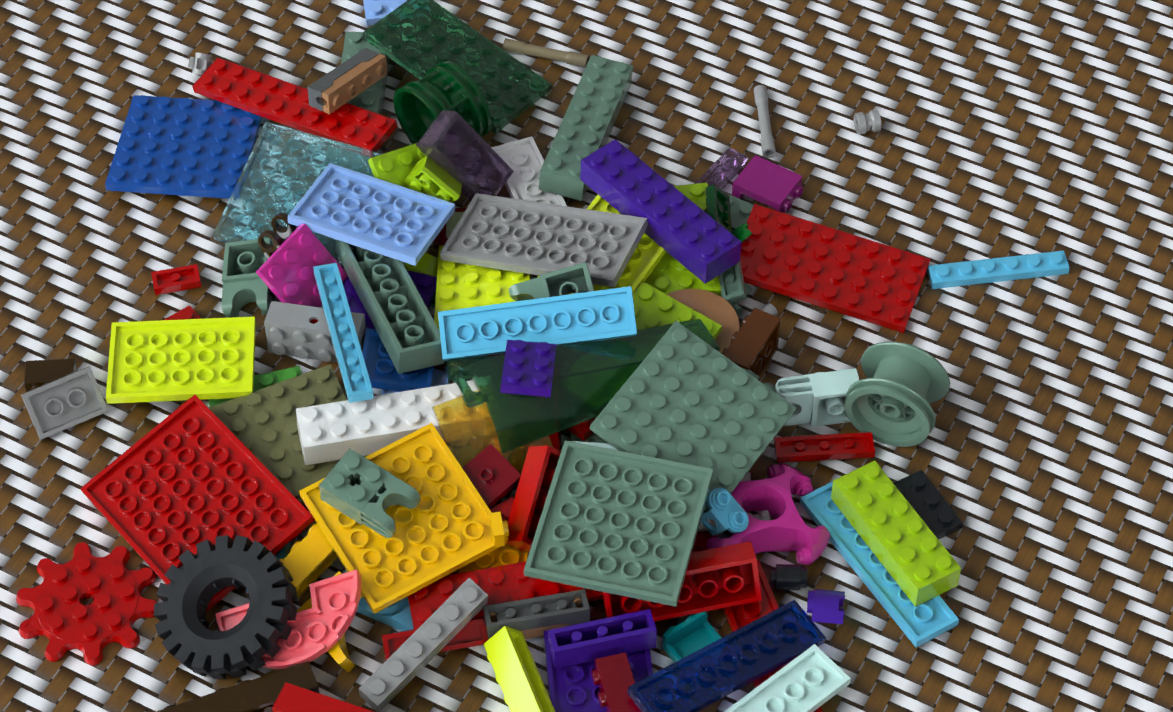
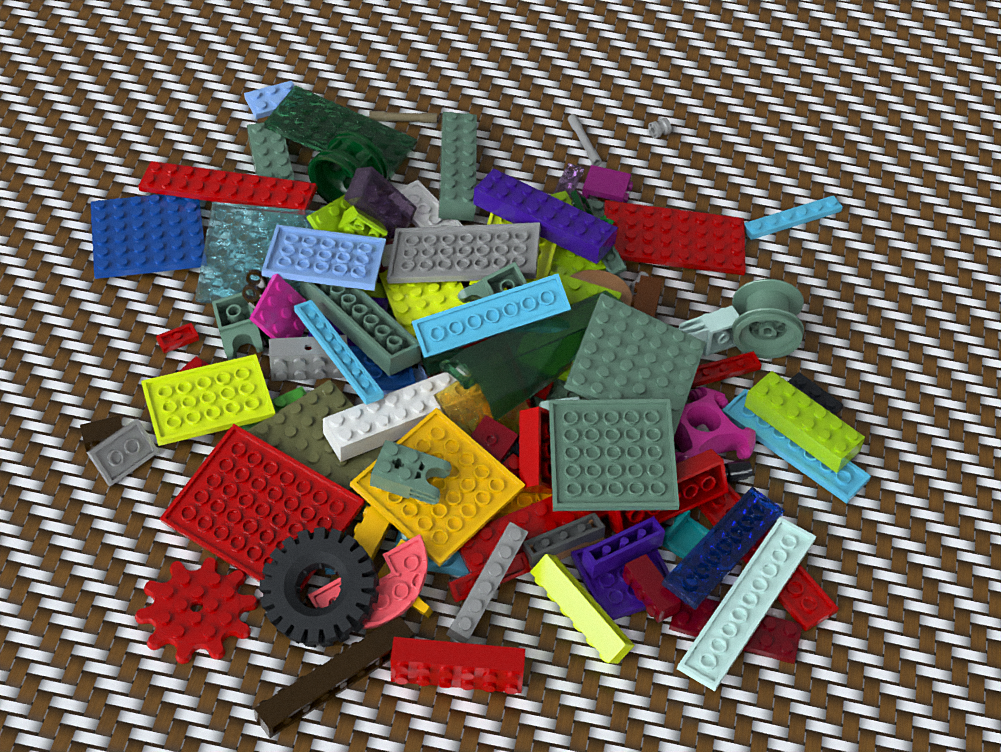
camera: 20 degrees left, 0 degrees up
(200, 63) = (137, 168): light grey gear -> none
(347, 81) = (267, 160): medium nougat piece -> none
(499, 529) = (518, 479): yellow plate -> none
(528, 368) = (502, 350): dark purple plate -> none
(724, 512) = (684, 431): medium azure bracket -> none
(826, 605) = (775, 486): dark purple cylinder -> none

